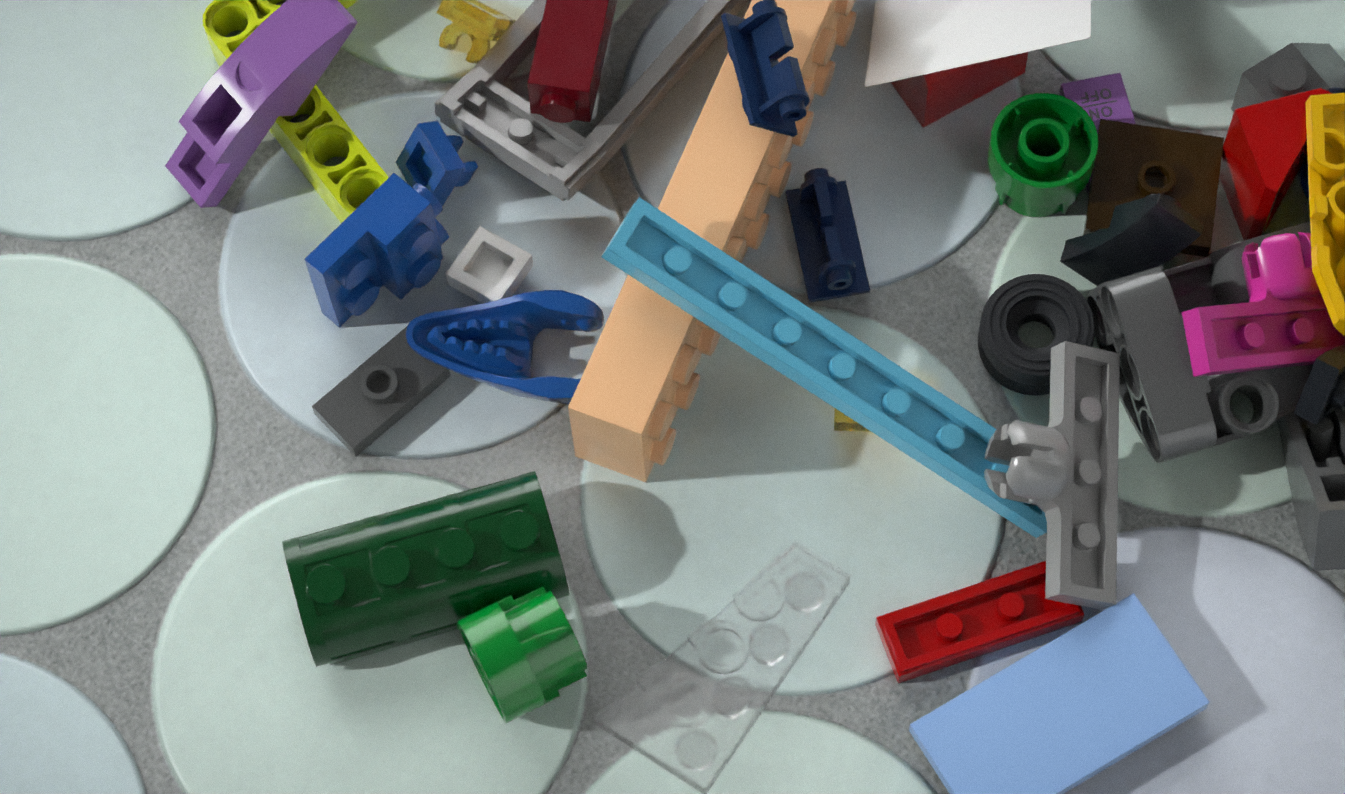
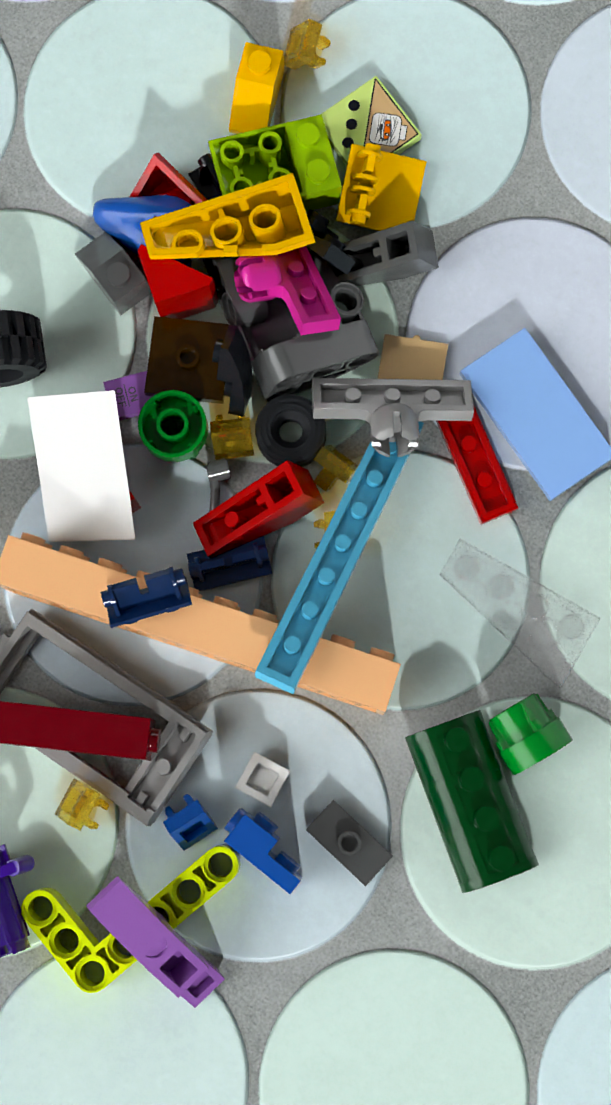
camera: 90 degrees left, 15 degrees up
(497, 339) = (318, 771): blue animal -> none
(914, 285) = (259, 509): none -> red slope
(972, 225) = (217, 471): none -> dark grey hand
(980, 389) = (335, 467): none -> clear yellow tile
(1028, 244) = (231, 437): none -> clear yellow tile
(1155, 531) = (412, 358): none -> tan piece

